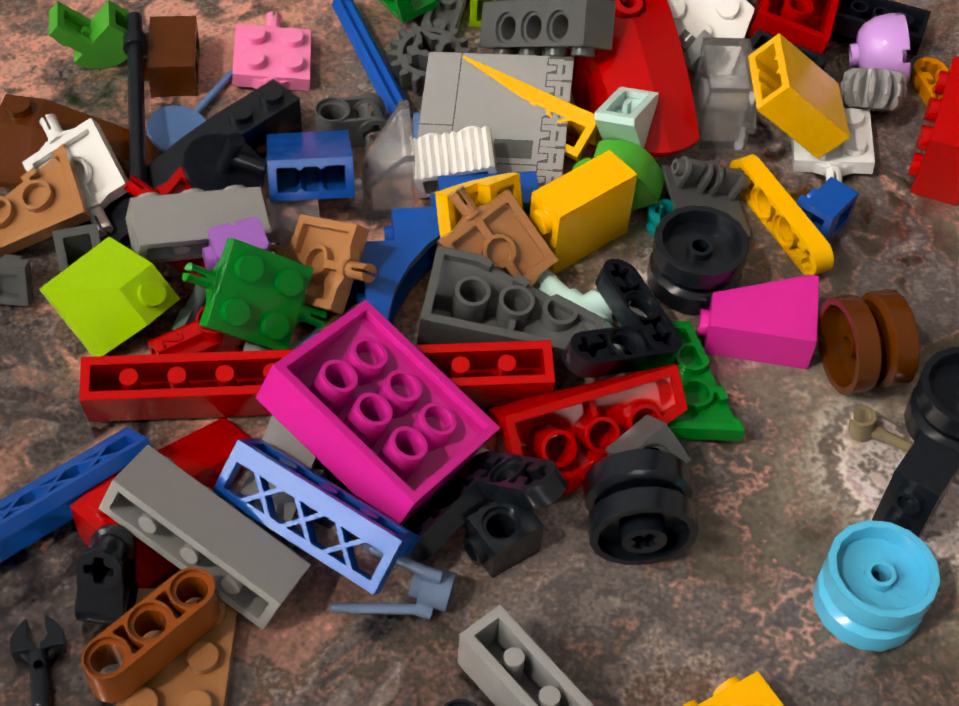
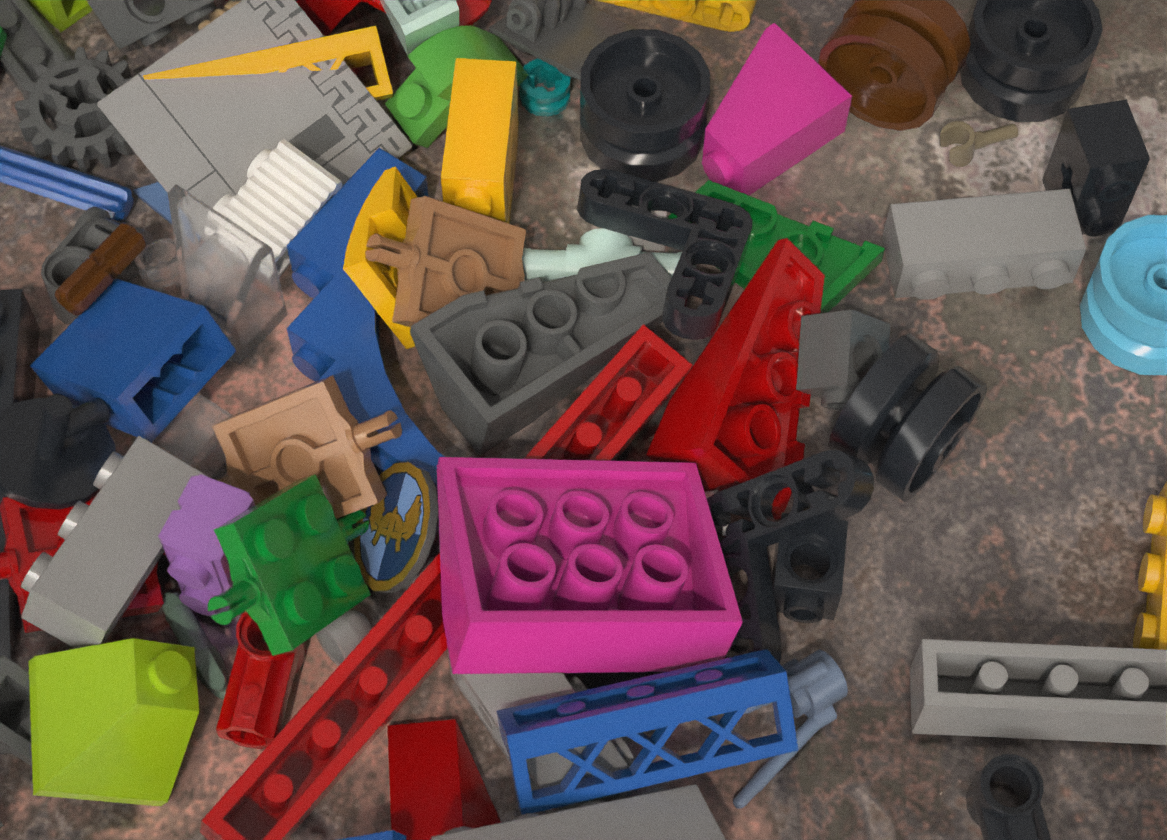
camera: 45 degrees left, 10 degrees up
(334, 118) = (100, 268): none -> reddish brown piece
(805, 475) = (983, 244): none -> light grey brick

